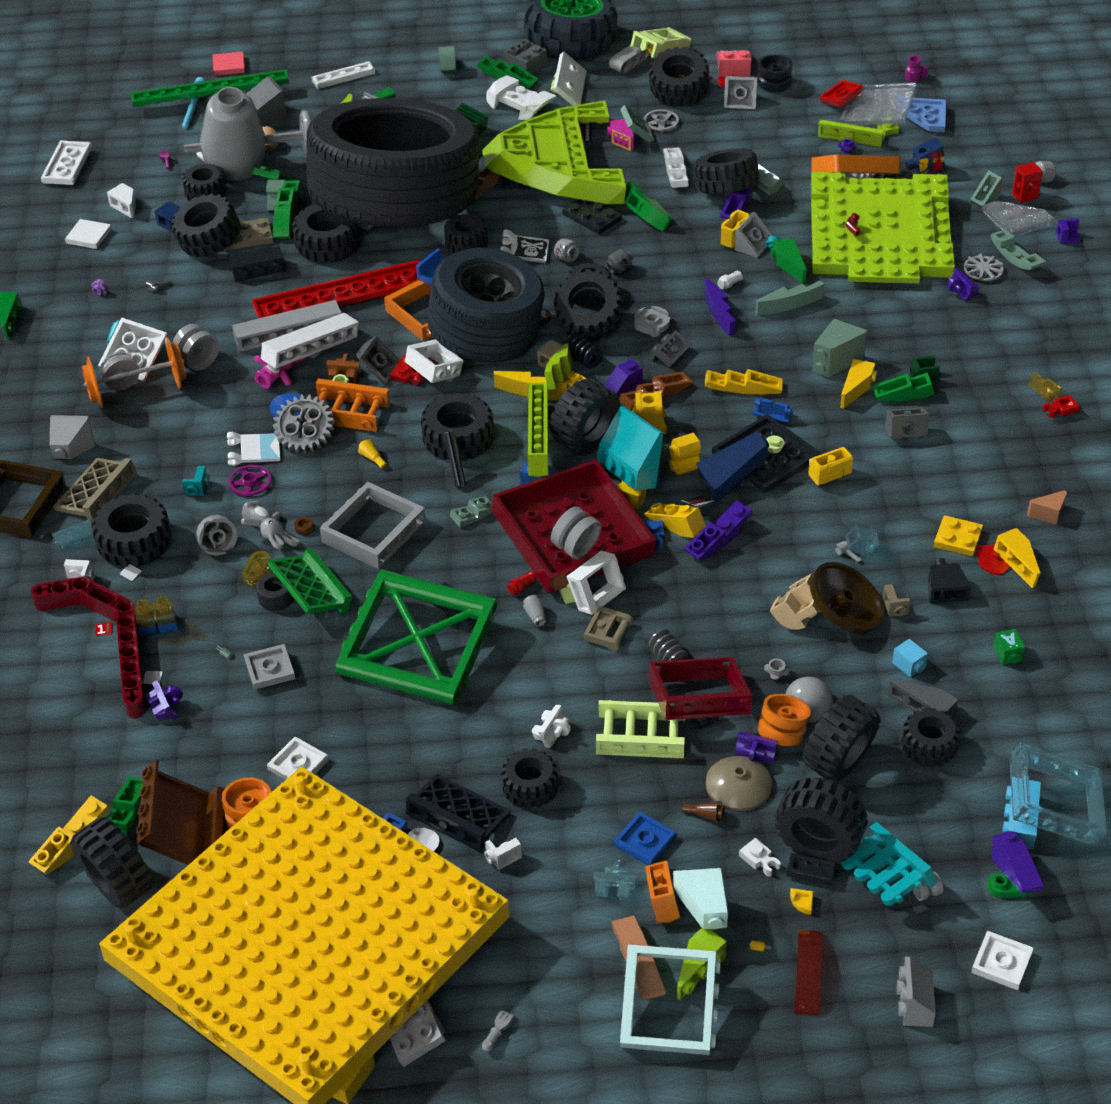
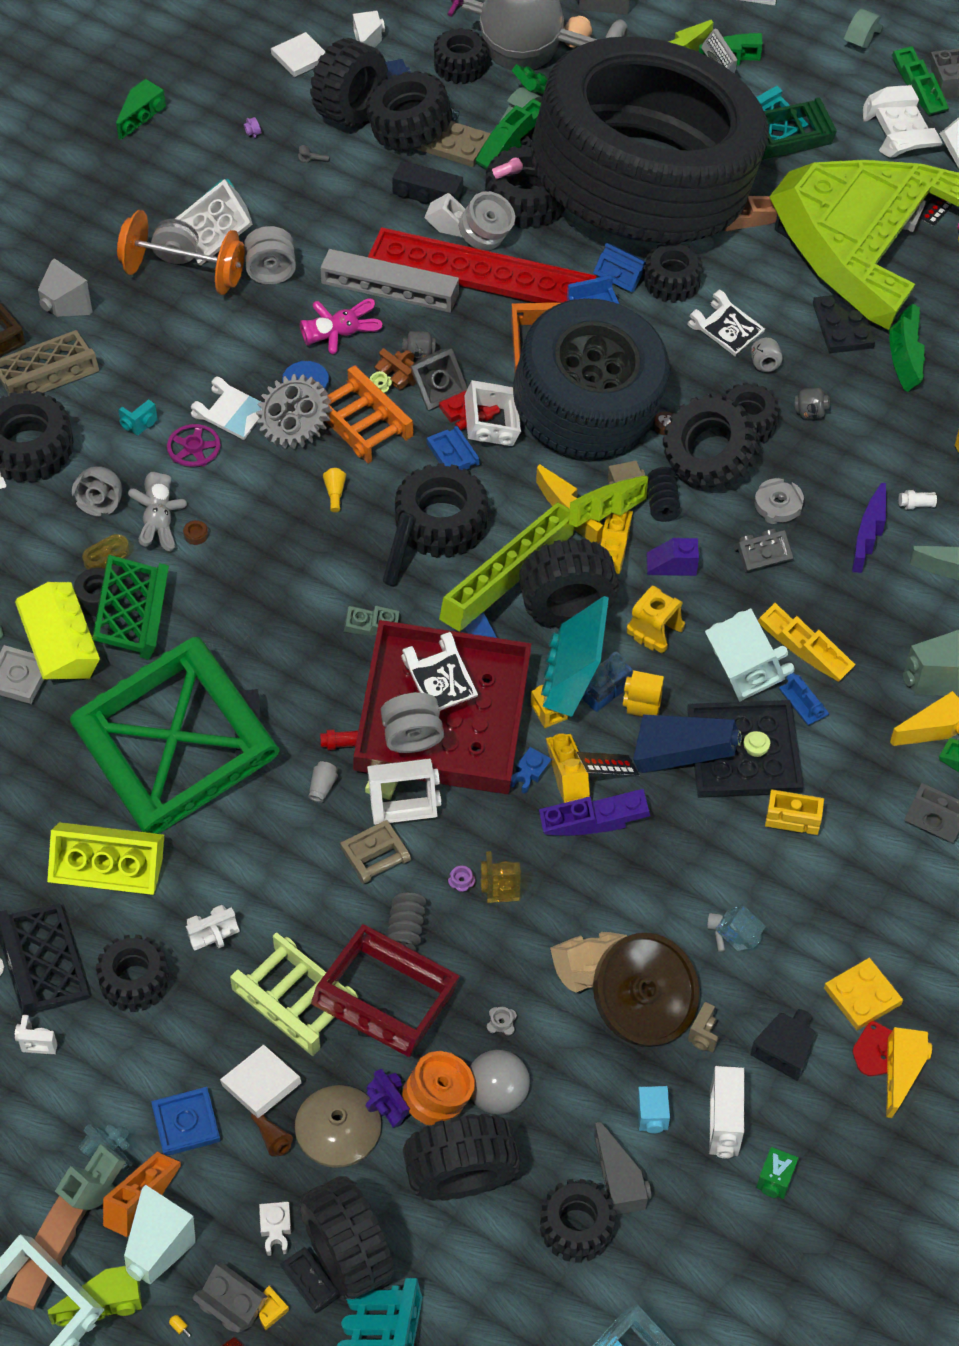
camera: 35 degrees right, 10 degrees up
(151, 225) = (345, 81): none -> black tyre
(276, 623) = (58, 632): none -> neon yellow slope
(291, 273) = (445, 214): none -> white slope
(309, 340) = (385, 313): white brick -> none
(314, 219) = (514, 166): none -> bright pink arm
(321, 261) = (486, 220): none -> light grey wheel
(345, 346) = (419, 343): none -> dark grey head
(391, 544) = (266, 604): light grey window -> none
(424, 393) = (452, 448): none -> blue plate
(426, 244) = (621, 266): none -> blue plate
(441, 730) = (105, 858): none -> neon yellow slope
(557, 500) = (441, 674): none -> flag
(629, 901) = (89, 1186): none -> sand green brick
(668, 385) = (704, 593): dark orange slope -> none
(670, 787) = (260, 1081): none -> white tile
(674, 611) = (461, 872): none -> medium lavender plate
(702, 594) = (500, 880): none -> clear yellow bracket
(723, 400) = (747, 655): none -> light aqua container
(777, 906) = (230, 1298): none -> dark grey bracket
(946, 614) = (726, 1111): none -> white window

